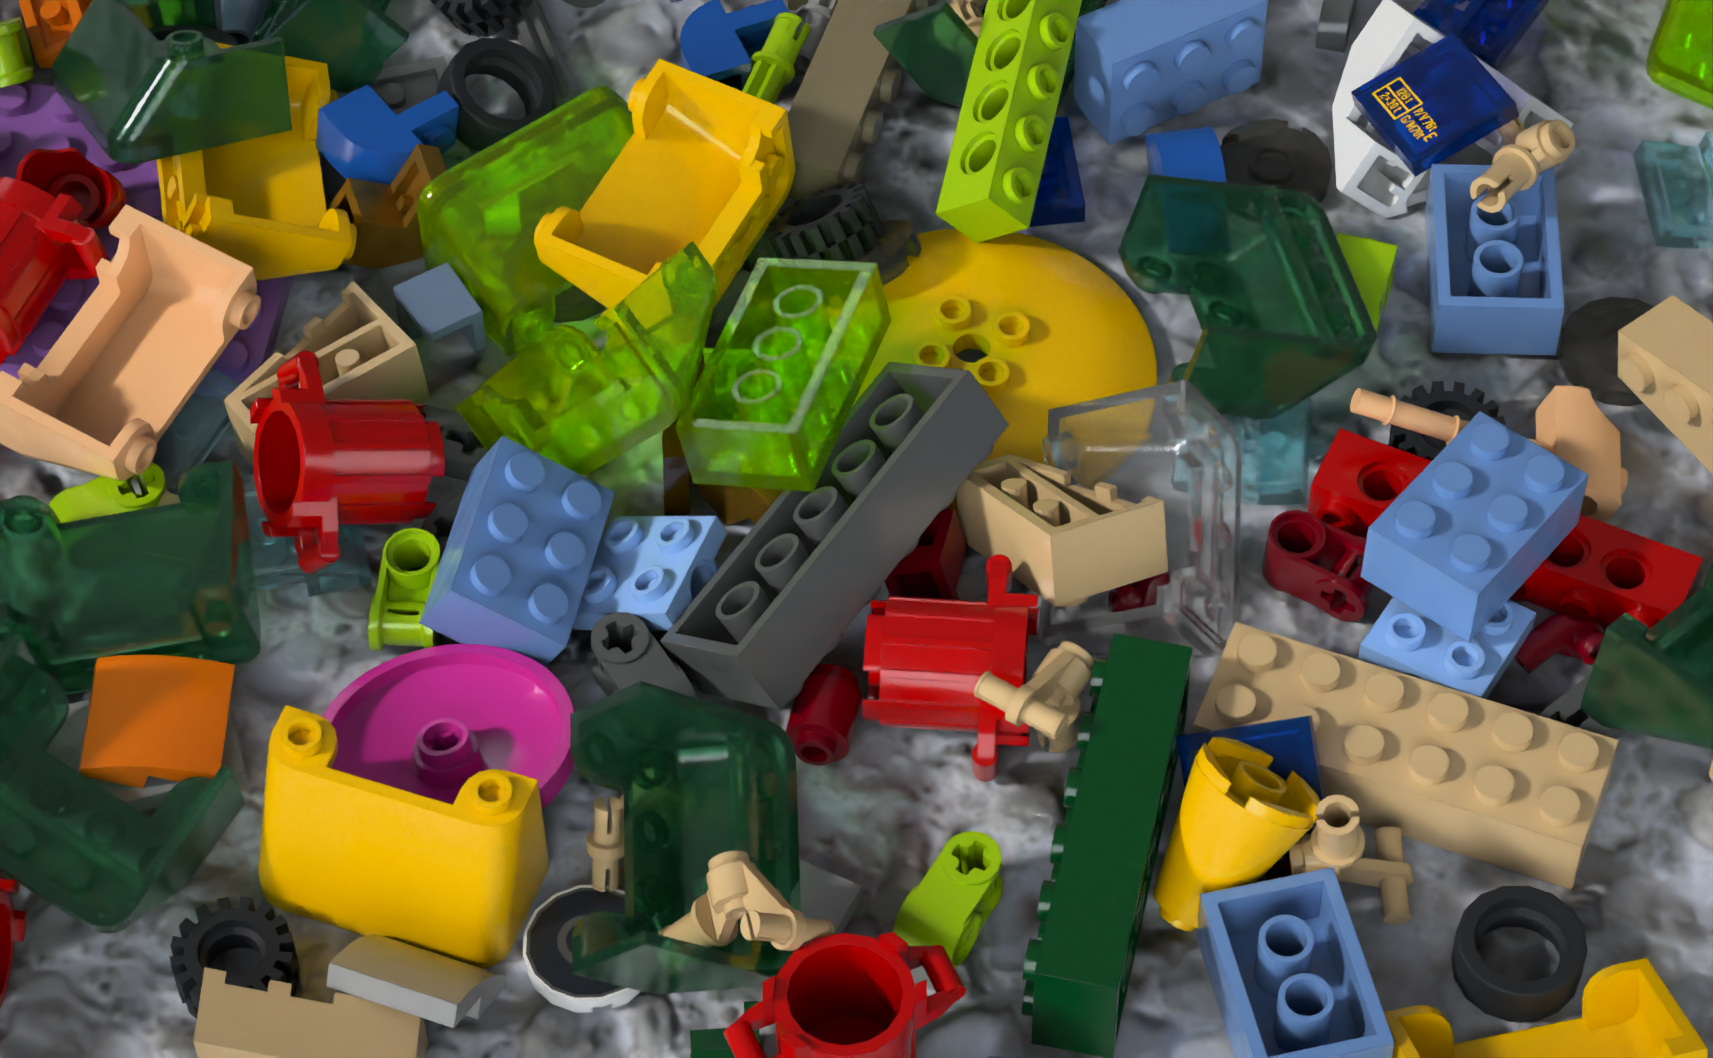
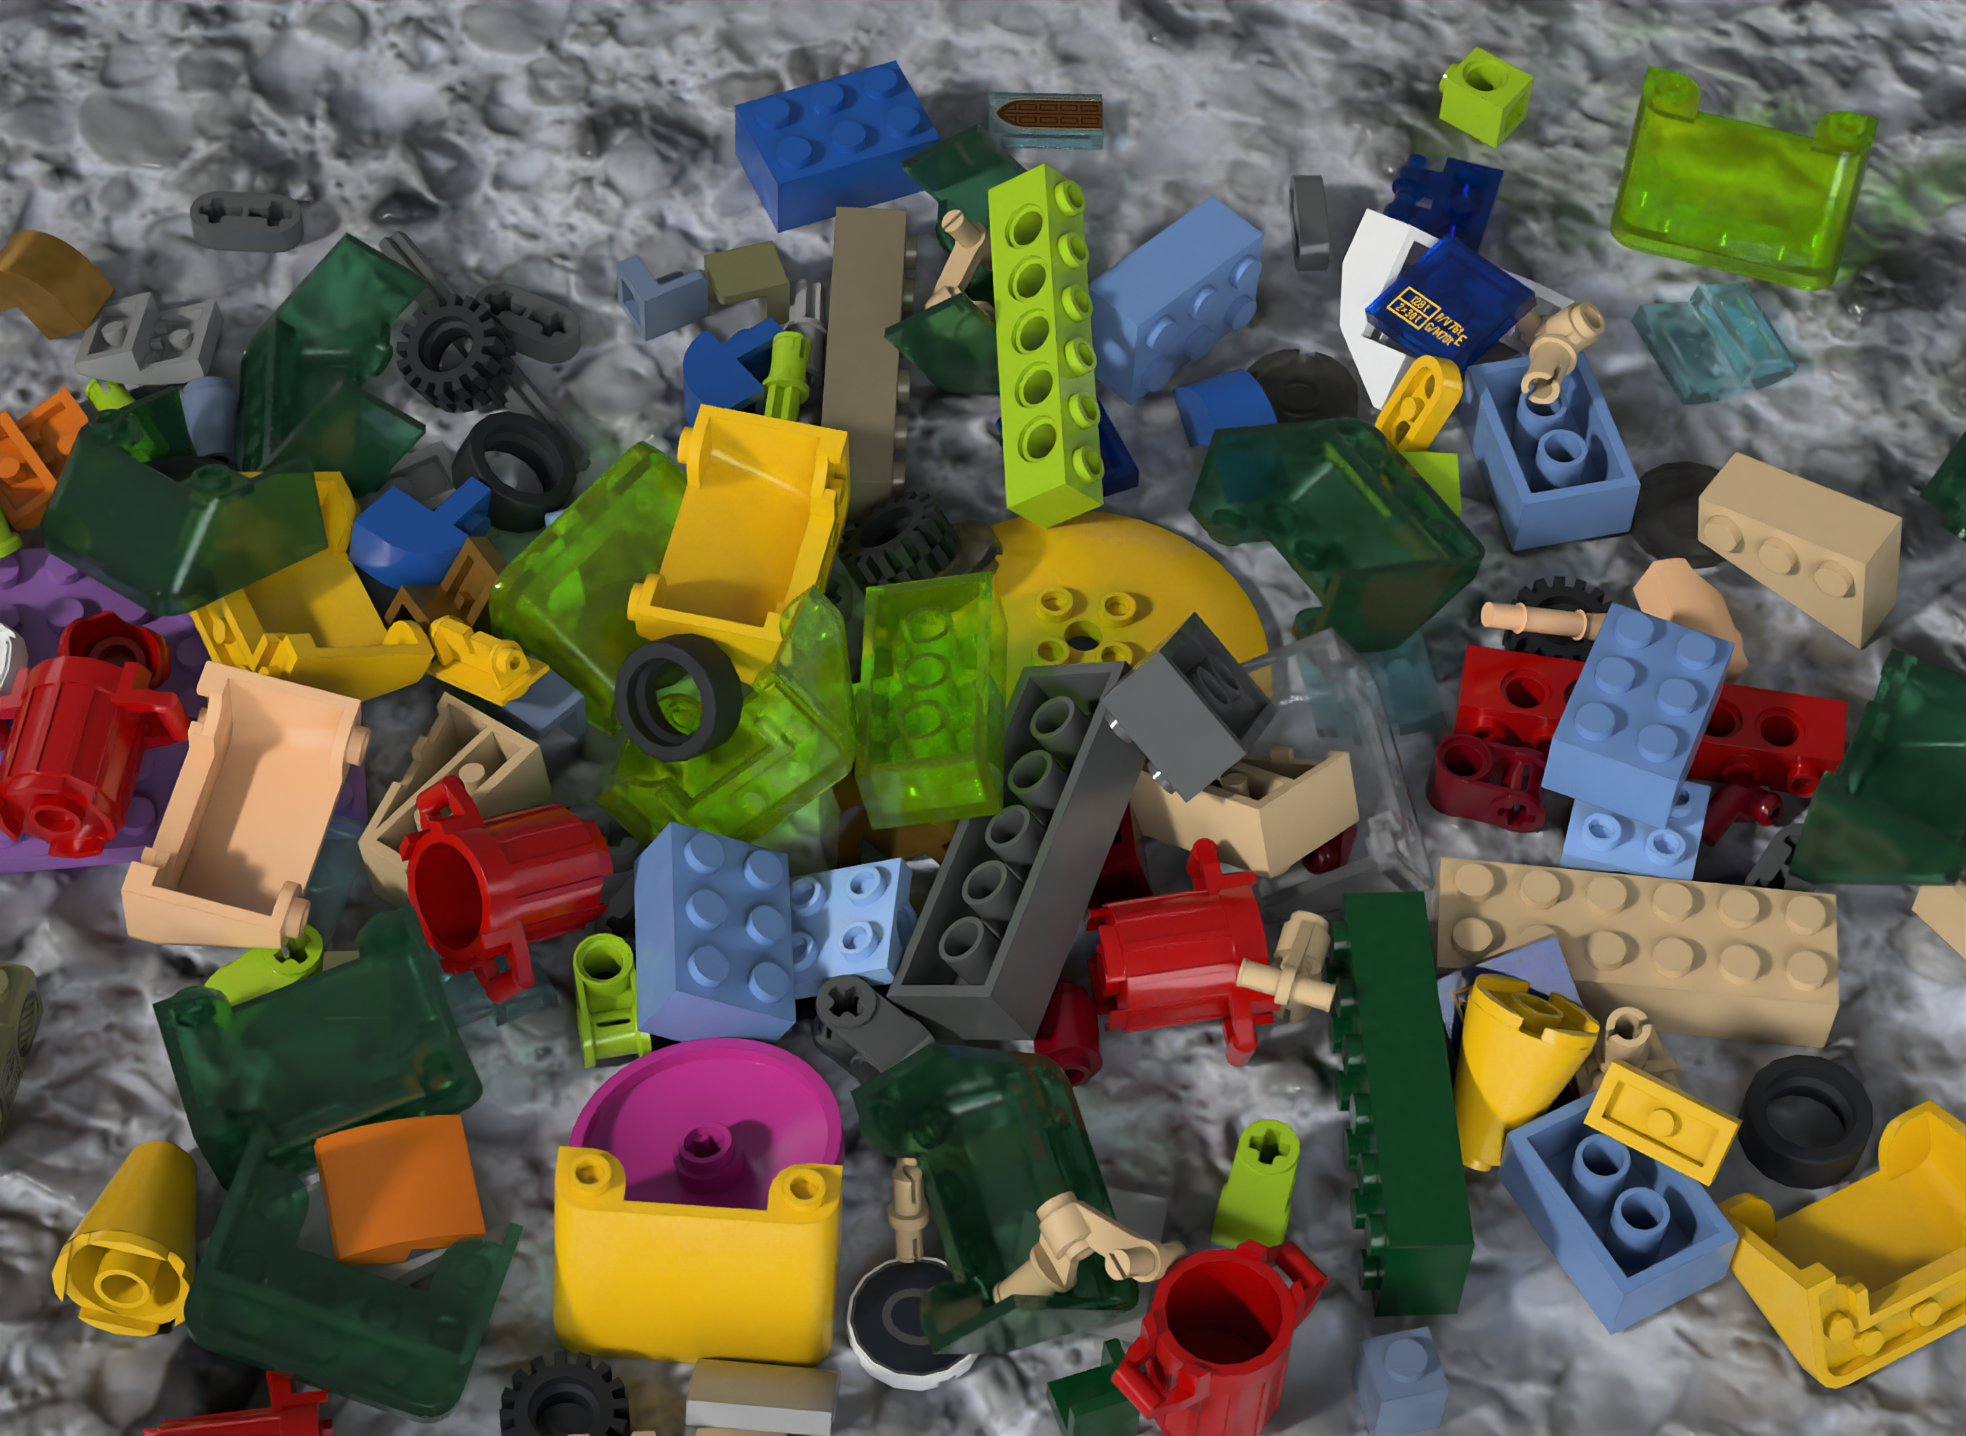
camera: 20 degrees left, 0 degrees up
(394, 261) = (481, 662): none -> yellow hinge
(526, 325) = (638, 703): none -> black tyre
(1018, 425) = (1188, 709): none -> dark grey slope
(1349, 915) = (1662, 1121): none -> yellow plate
(1375, 193) = (1421, 403): none -> yellow plate

